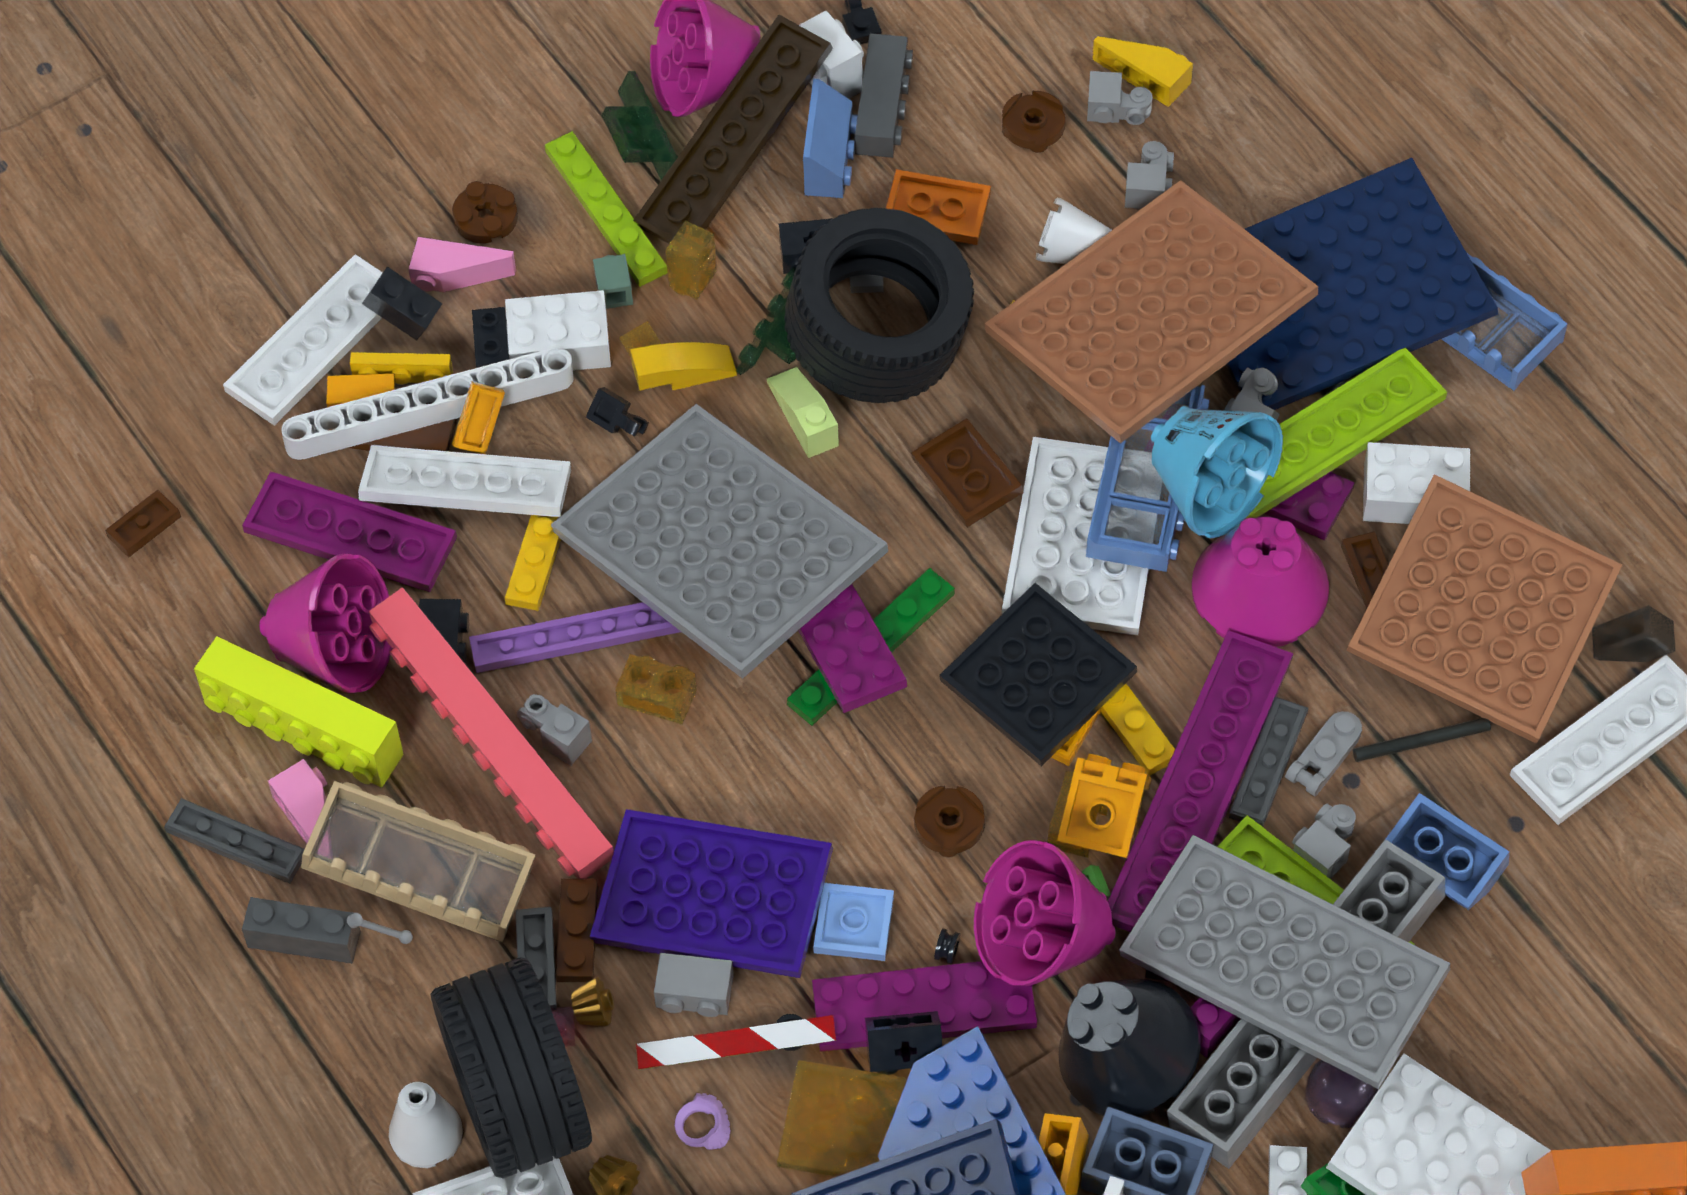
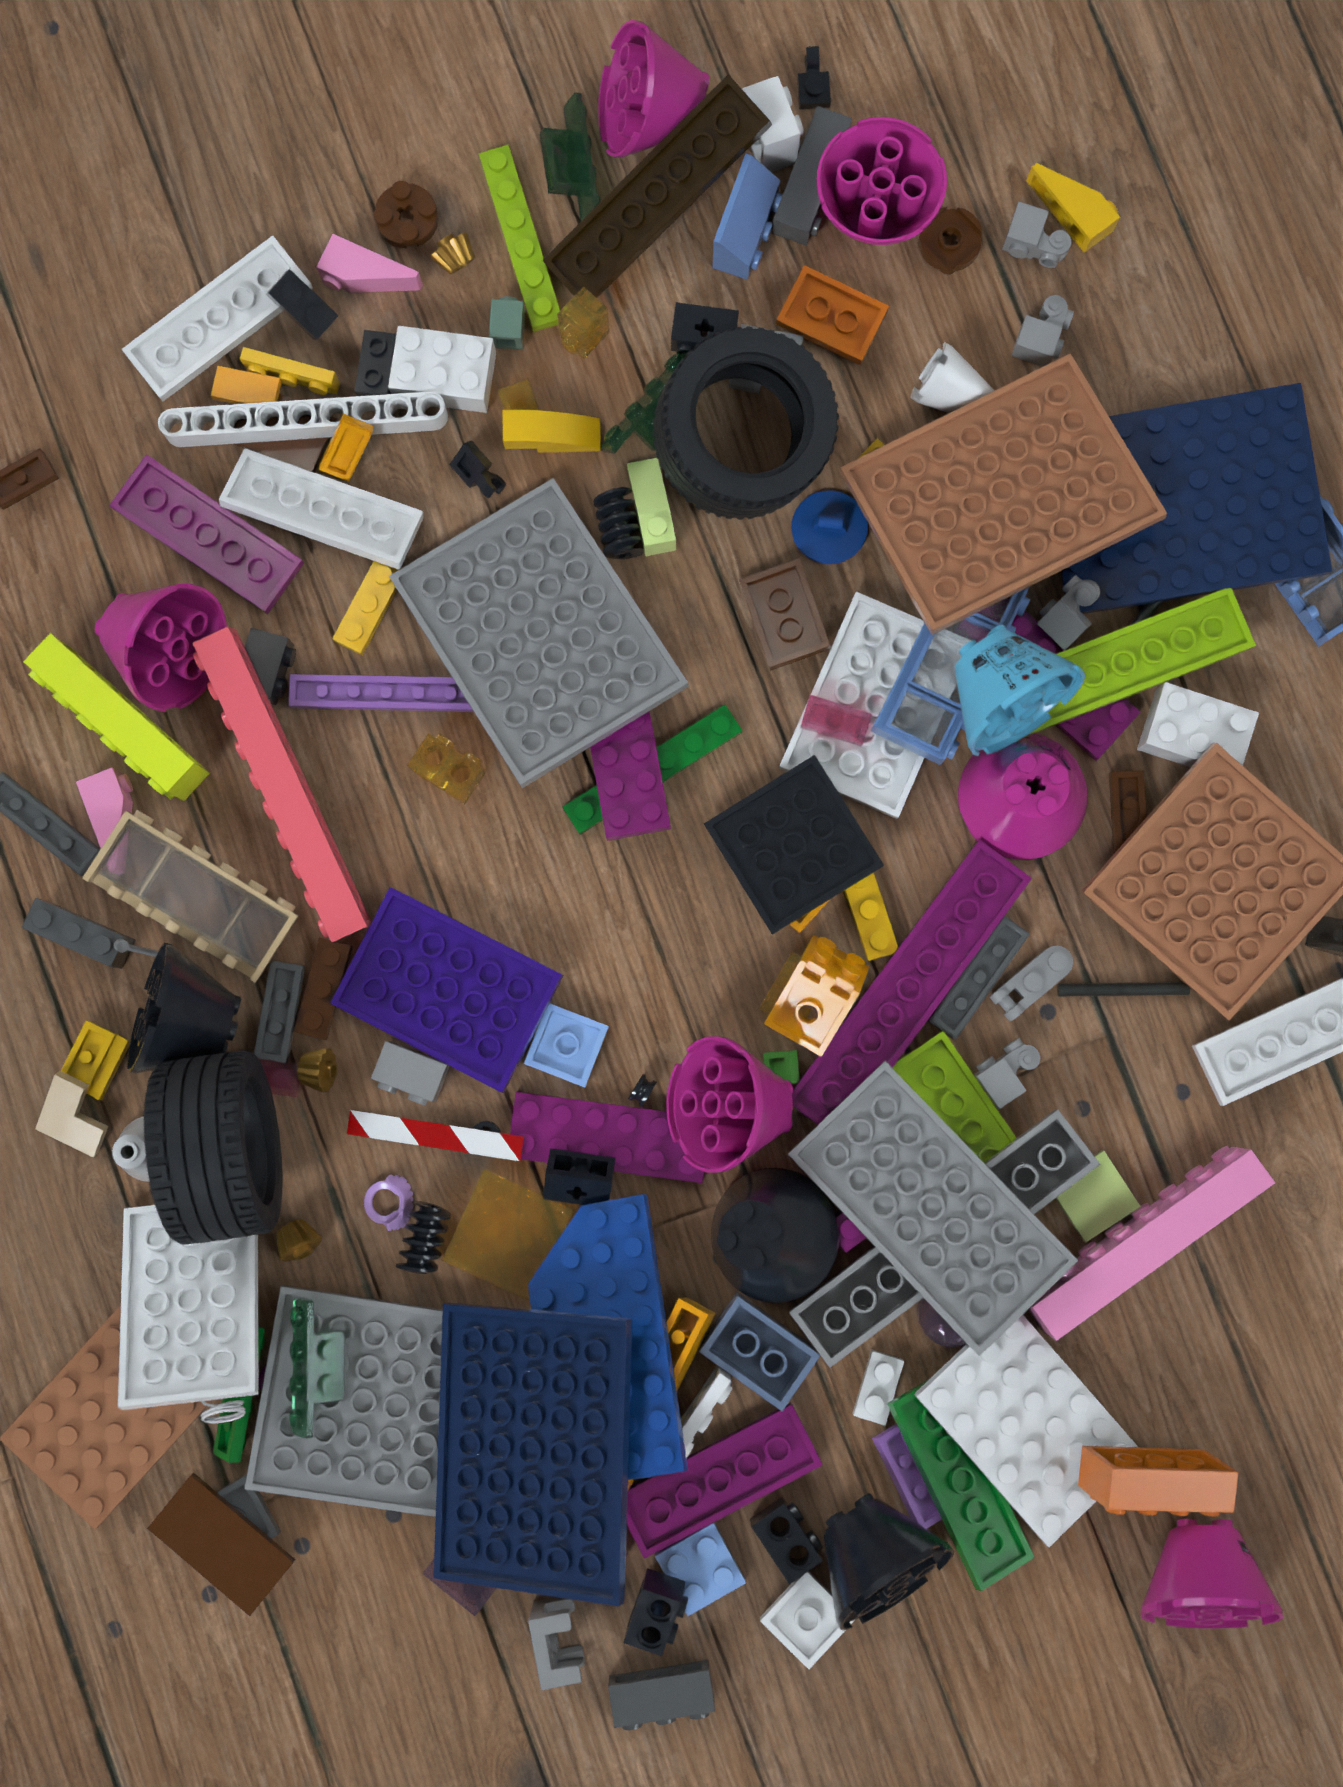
camera: 15 degrees right, 25 degrees up
(323, 1119) = (62, 1116): none -> tan tile
(344, 1053) = (96, 1058): none -> yellow plate
(423, 953) = (183, 1014): none -> black cone
(542, 231) = (453, 252): none -> pearl gold piece
(561, 729) = (347, 788): light grey brick -> none
(749, 1144) = (424, 1238): none -> black piece
(774, 428) = (615, 524): none -> black piece
(945, 838) = (659, 960): reddish brown plate -> none
(952, 76) = (881, 181): none -> dark pink cone
(989, 391) = (829, 527): none -> blue shield
(1047, 552) = (836, 720): none -> clear pink plate
(1452, 849) = (1108, 1119): medium blue slope -> none
(1460, 939) = (1097, 1199): none -> yellowish green tile
(1521, 958) = (1151, 1238): none -> bright pink brick

